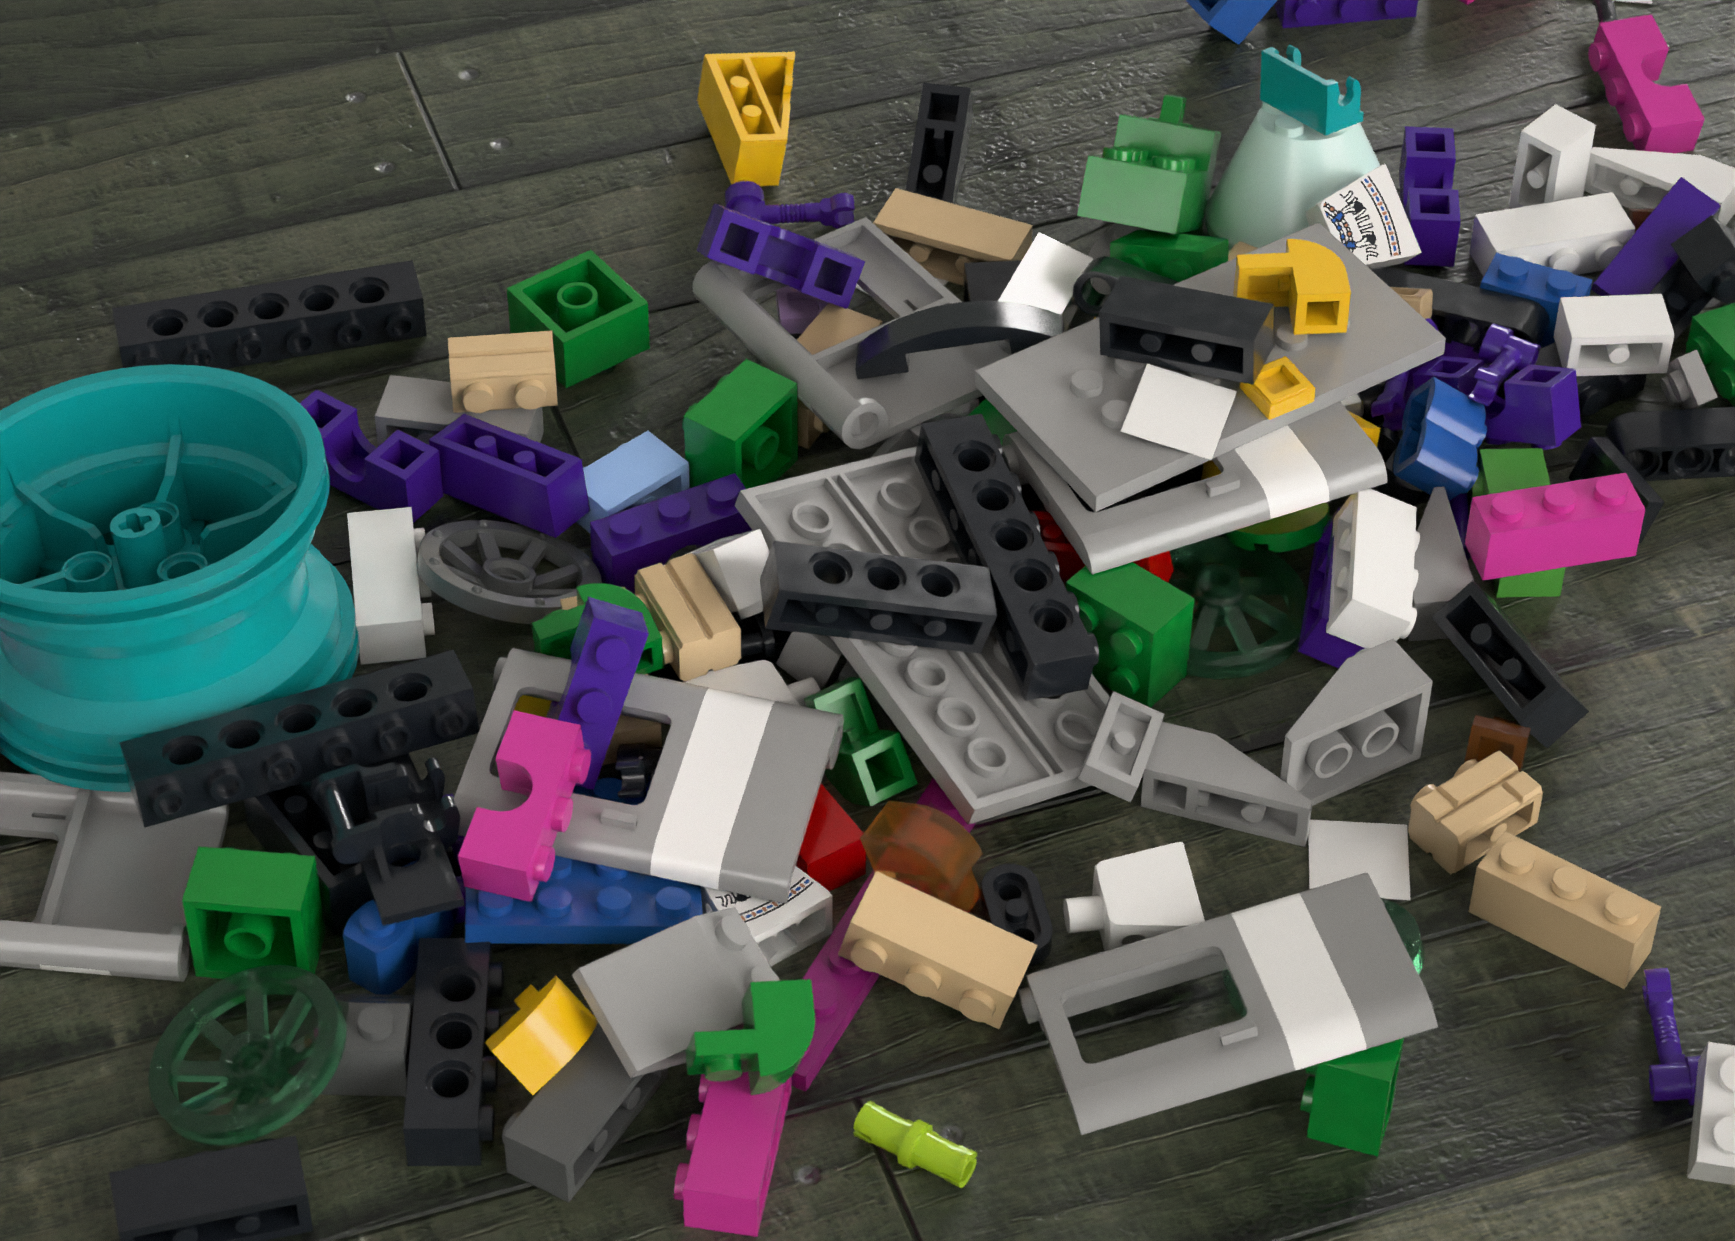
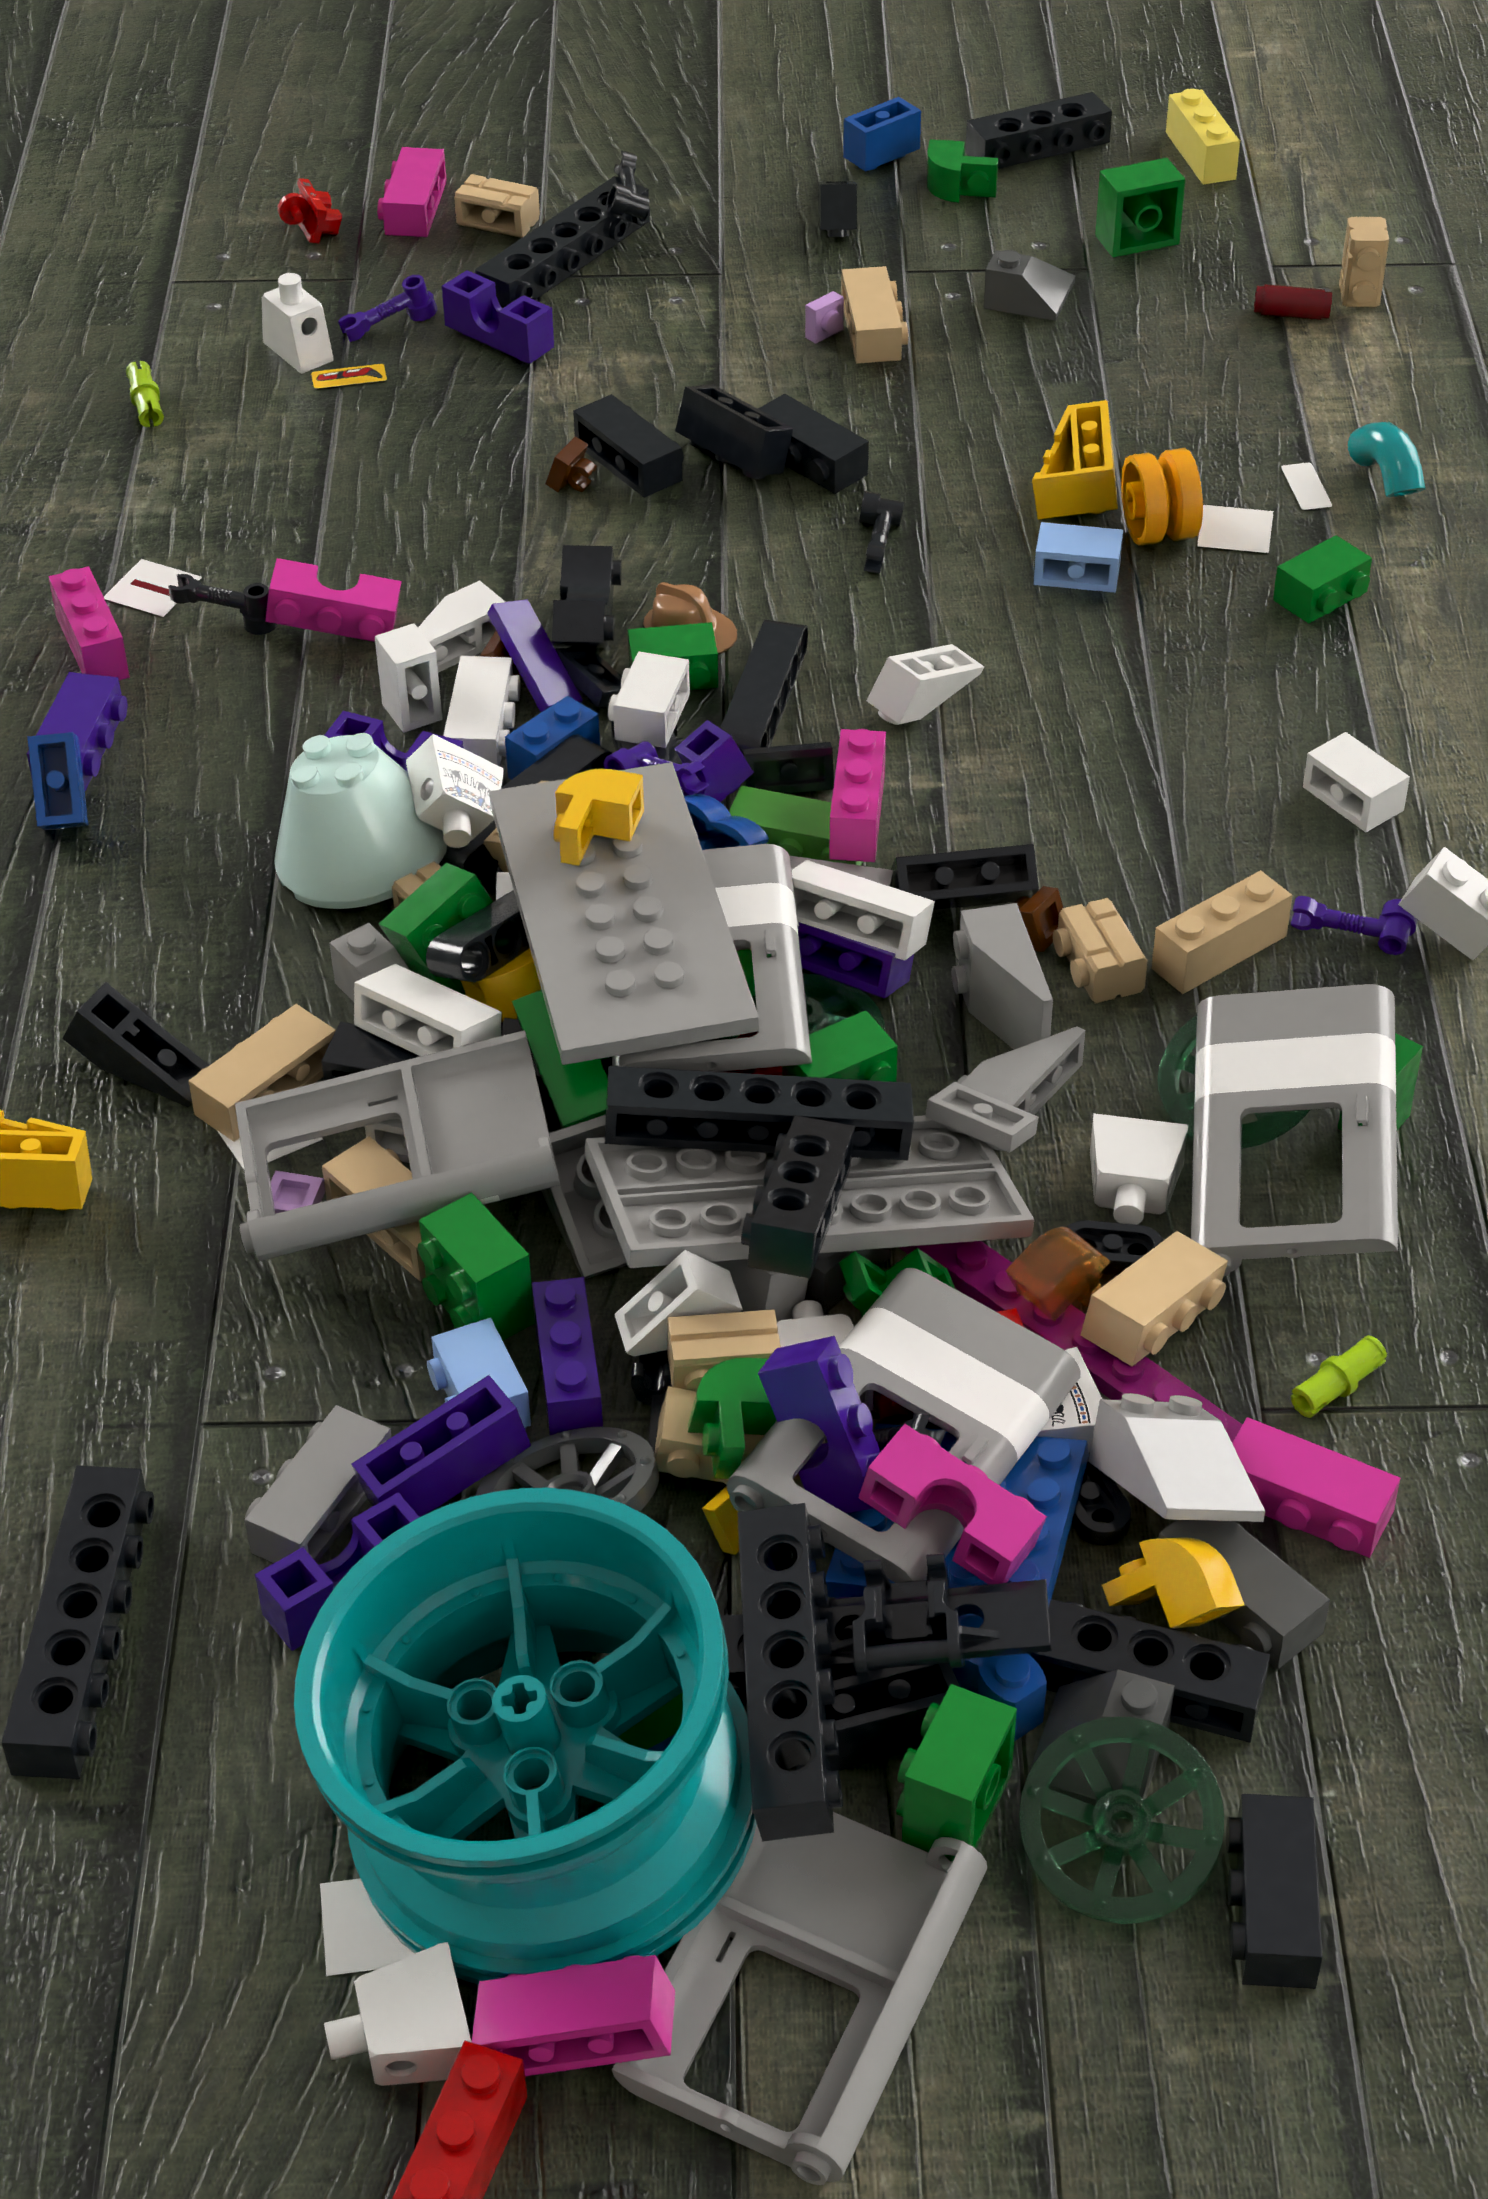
camera: 70 degrees left, 0 degrees up
(502, 372) = (317, 1416): tan brick -> none
(590, 312) = (232, 1357): green brick -> none
(749, 199) = (132, 1203): dark purple brick -> none
(773, 1042) = (1262, 1406): green brick -> none
(780, 255) = (279, 1164): dark purple arch -> none
(950, 326) = (472, 1067): black slope -> none
(1154, 173) = (305, 908): green hinge -> none
(1179, 411) = (688, 935): white sticker -> none
(1186, 329) = (616, 890): black brick -> none
(1279, 388) = (689, 869): yellow tile -> none
(1307, 95) = (333, 745): teal hinge -> none
(1353, 848) = (1114, 1036): white sticker -> none
(1687, 382) = (716, 682): light grey plate -> none

